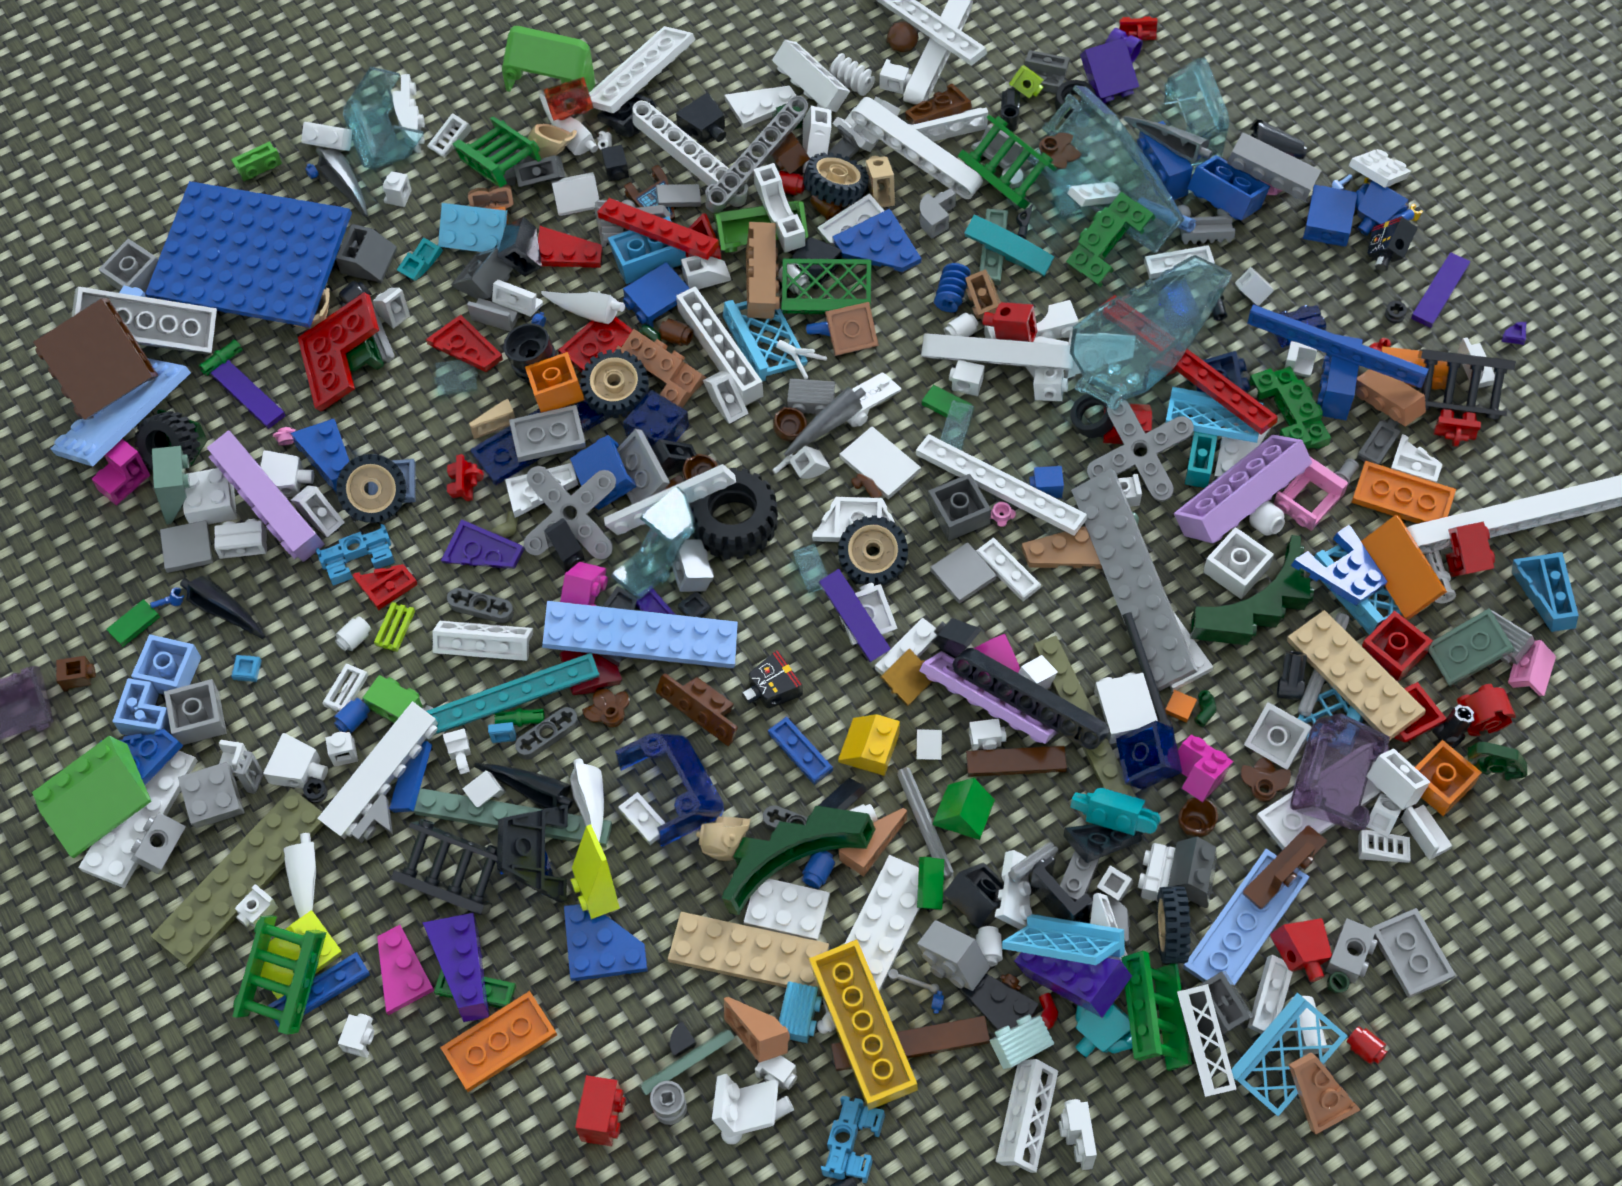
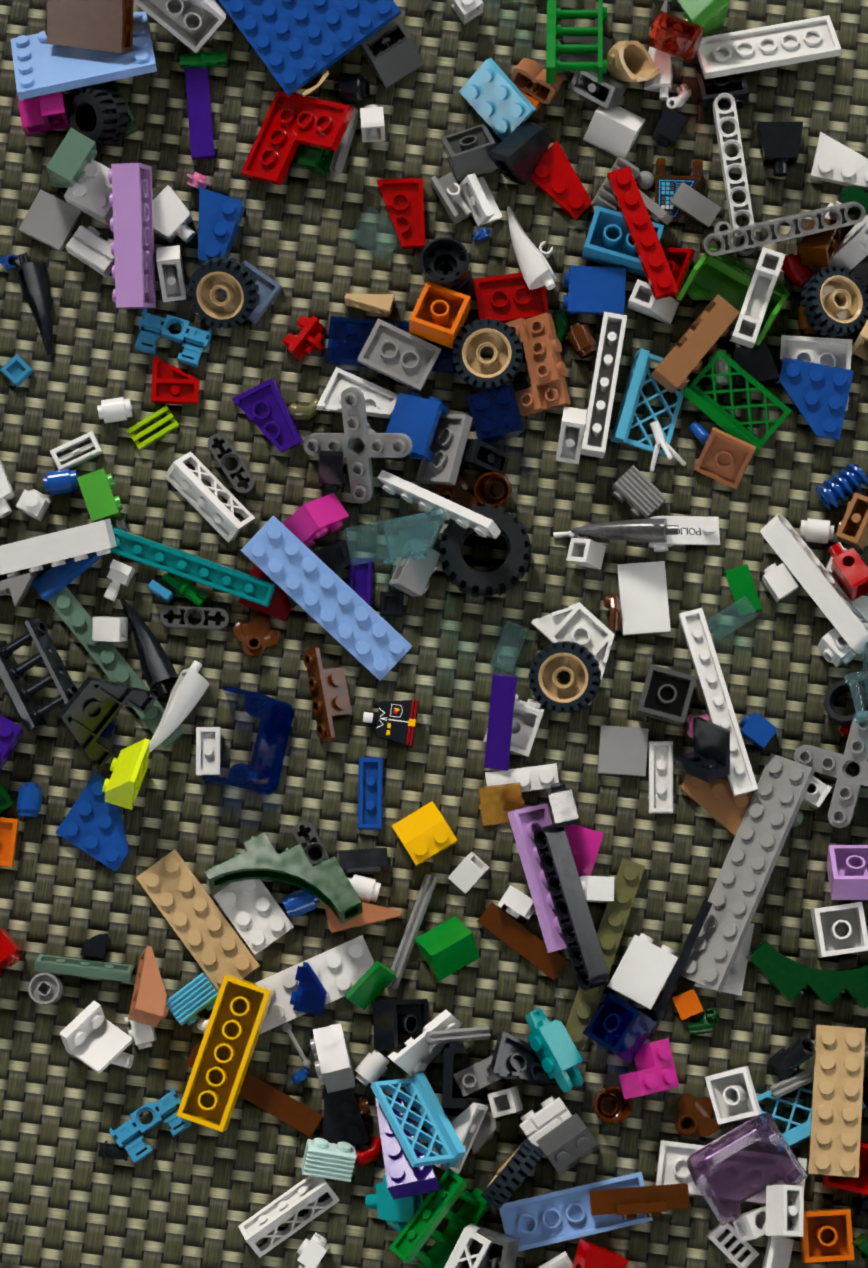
camera: 40 degrees right, 20 degrees up
(421, 260) = (434, 93): teal slope -> none
(493, 303) = (456, 197): none -> white hand
(527, 969) = (29, 800): none -> blue brick
(723, 837) = (253, 816): tan helmet -> none
(788, 423) = (599, 505): reddish brown hair -> none
(889, 922) = (310, 994): none -> clear blue slope
(1026, 514) = (710, 754): none -> black bracket

